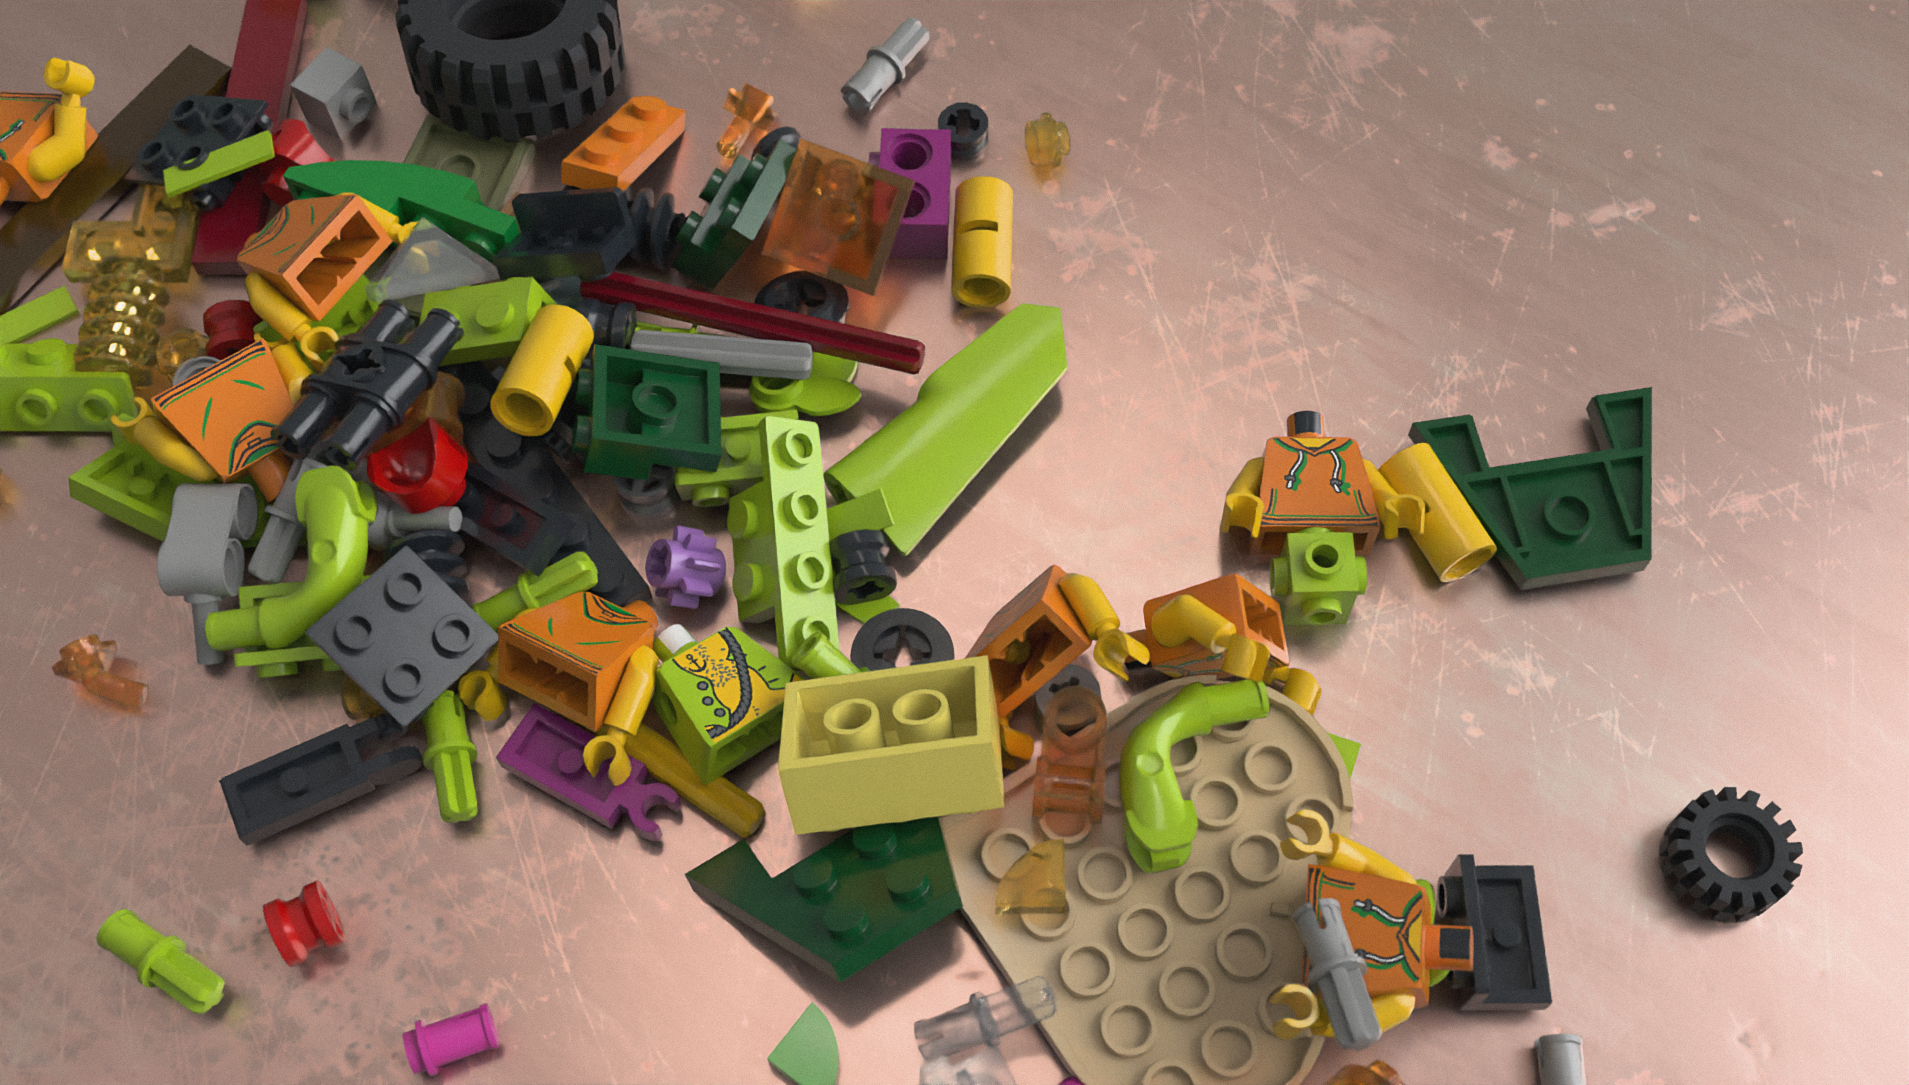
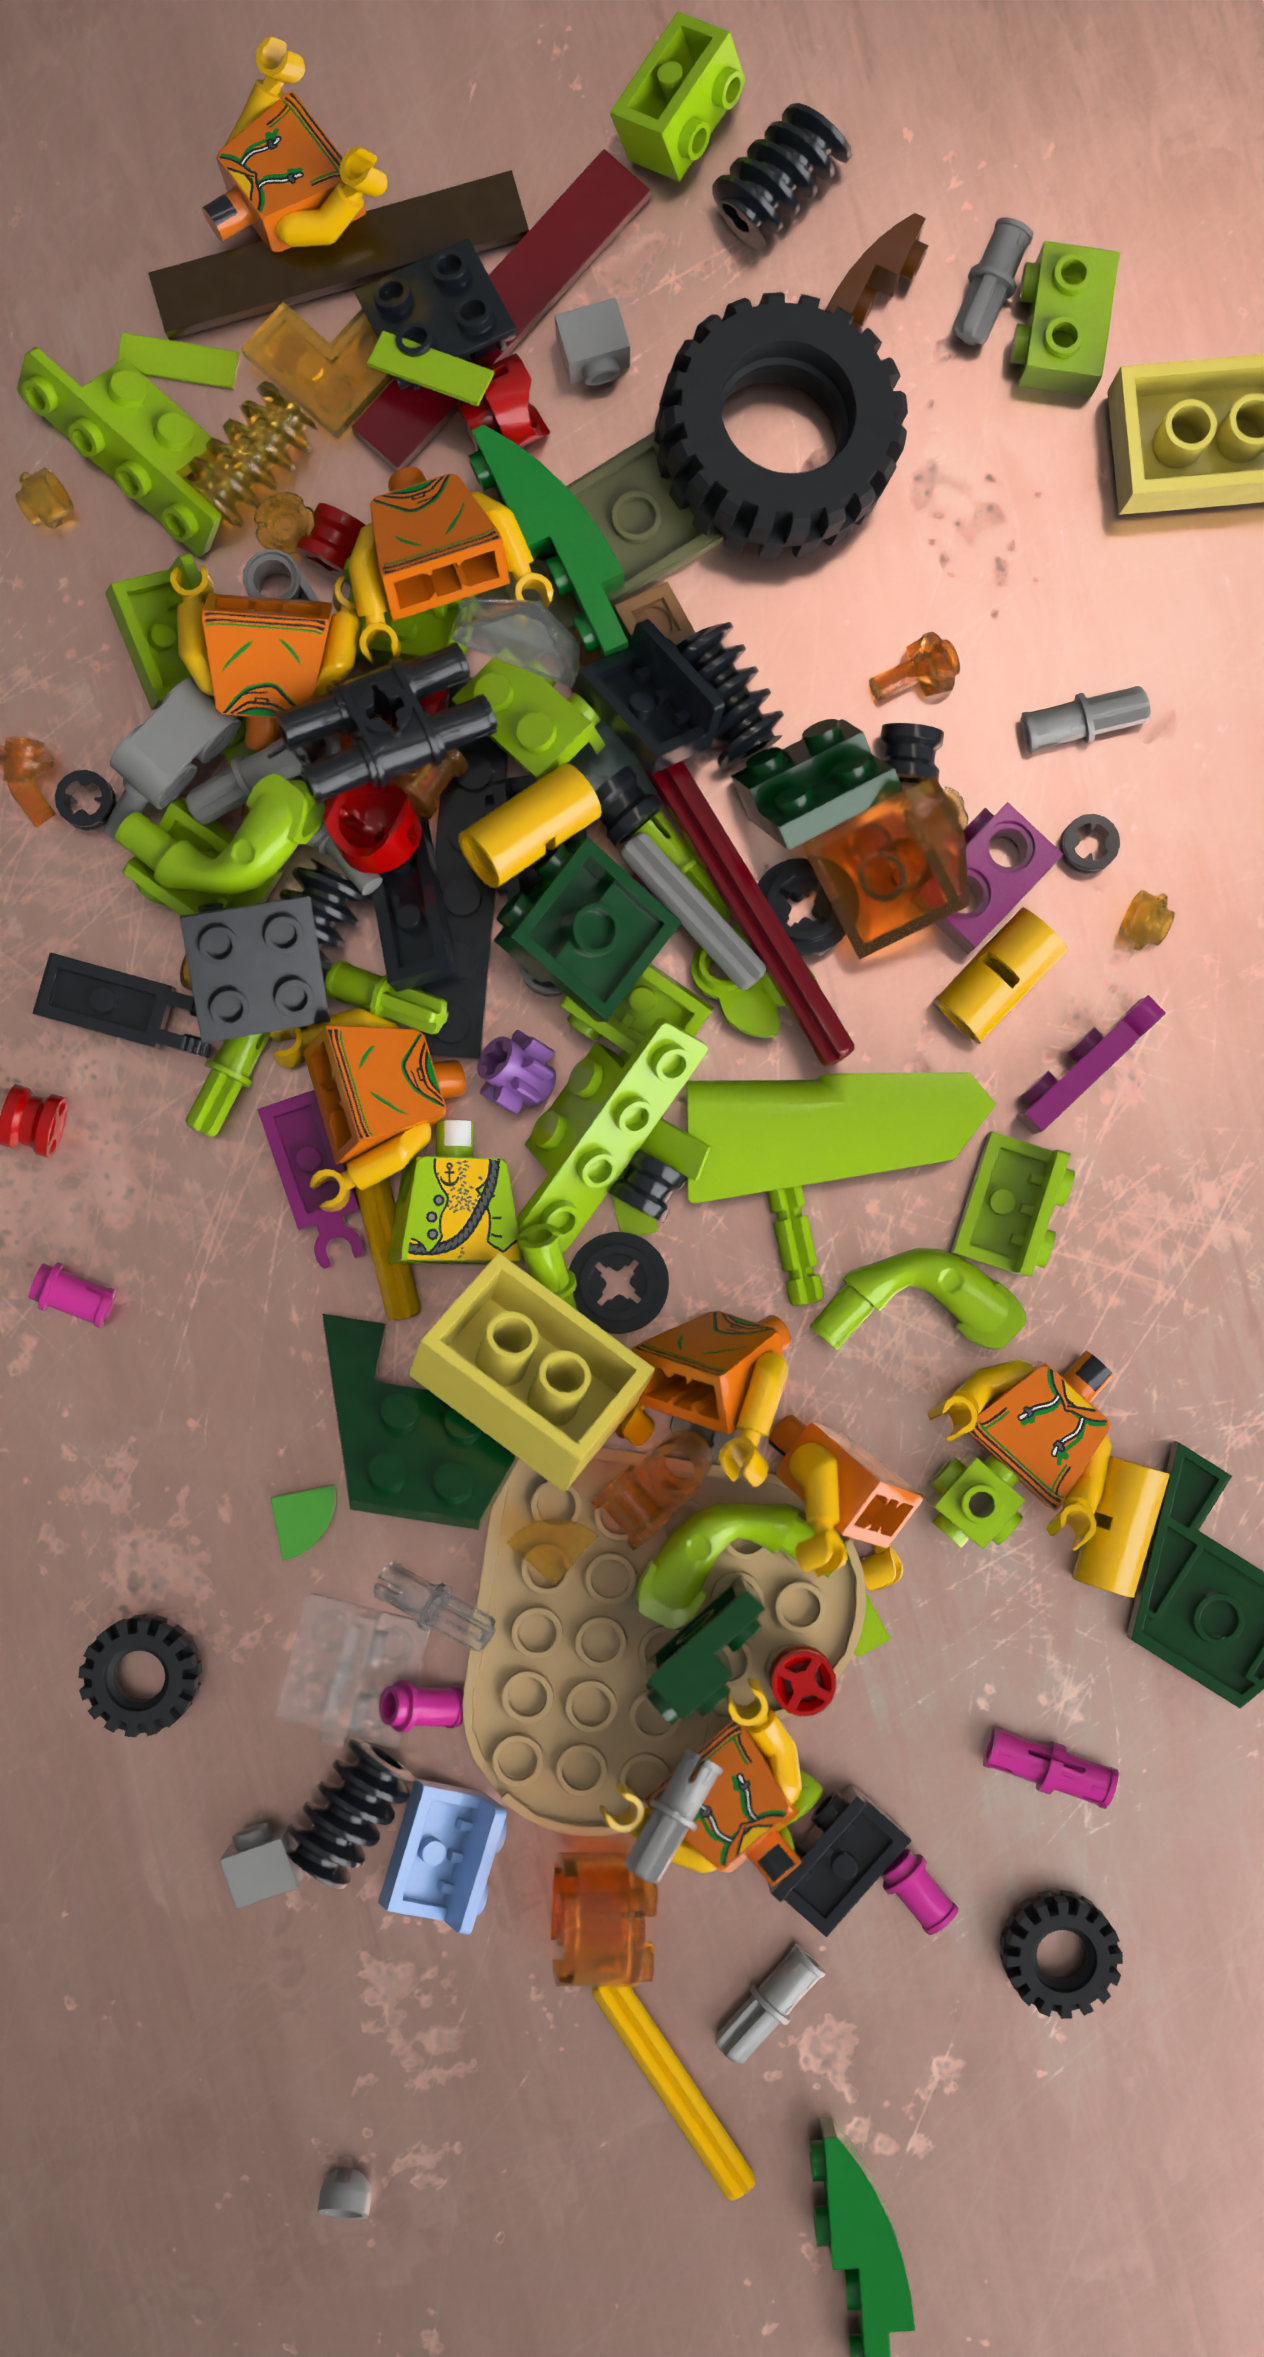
camera: 35 degrees right, 25 degrees up
(159, 640) = (90, 781): none -> black bush
(624, 145) = (782, 628): orange plate -> none
(1010, 525) = (796, 1246): none -> lime axle
(1096, 242) = (1092, 1058): none -> magenta plate
(1140, 370) = (1013, 1205): none -> lime bracket
(1181, 452) = (984, 1307): none -> lime piece
(1235, 836) = (691, 1666): none -> dark green plate
(1334, 792) = (807, 1696): none -> red wheel
(1571, 725) = (1051, 1767): none -> dark pink pin
(1581, 906) = (919, 1892): none -> dark pink pin

